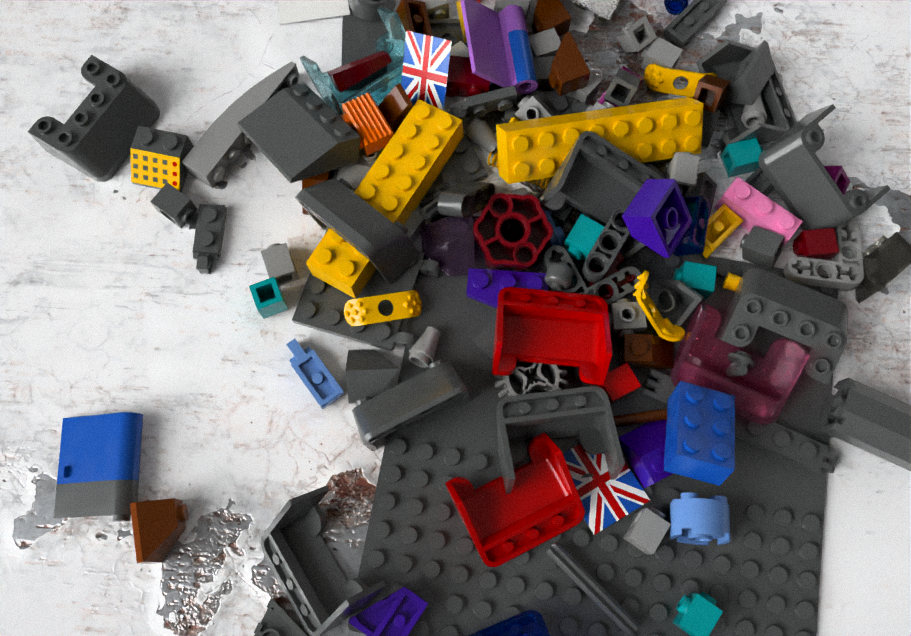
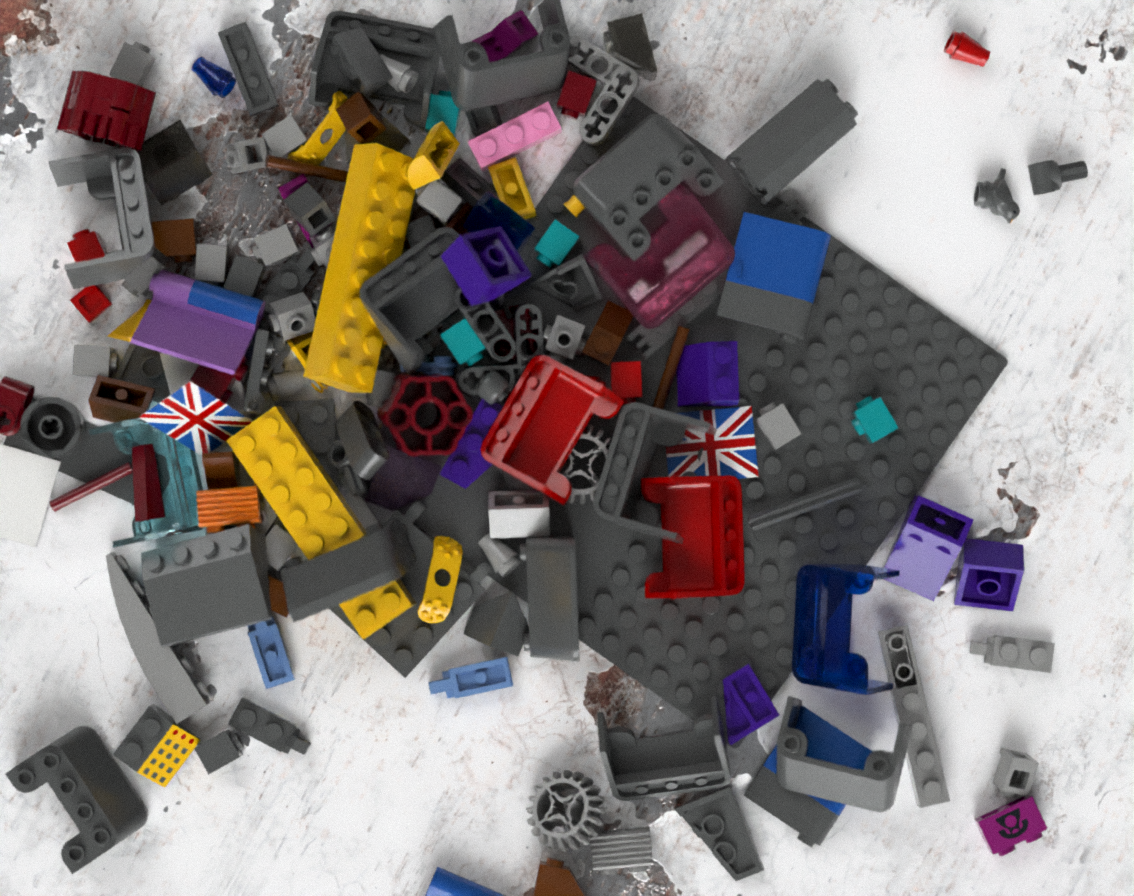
camera: 65 degrees left, 15 degrees up
(215, 566) = (621, 849): none -> light grey brick
(231, 508) = (546, 820): none -> light grey gear
(268, 297) = (373, 692): teal brick -> none
(270, 209) = (270, 653): none -> medium blue hinge
(280, 263) = (338, 665): light grey brick -> none
(339, 38) = (91, 486): none -> dark red bar
(465, 346) = (518, 514): none -> light grey brick
(568, 68) = (260, 259): reddish brown slope -> none
(648, 72) = (306, 168): none -> reddish brown bar
(663, 327) = (588, 308): yellow piece -> none
(700, 433) = (713, 335): blue brick -> none
(700, 519) = (791, 374): medium blue brick -> none
(713, 150) = (432, 156): none -> yellow brick
(740, 364) = (661, 248): dark grey plate -> none
(762, 247) = (552, 153): dark grey brick -> none
(776, 468) = (774, 275): none -> blue door

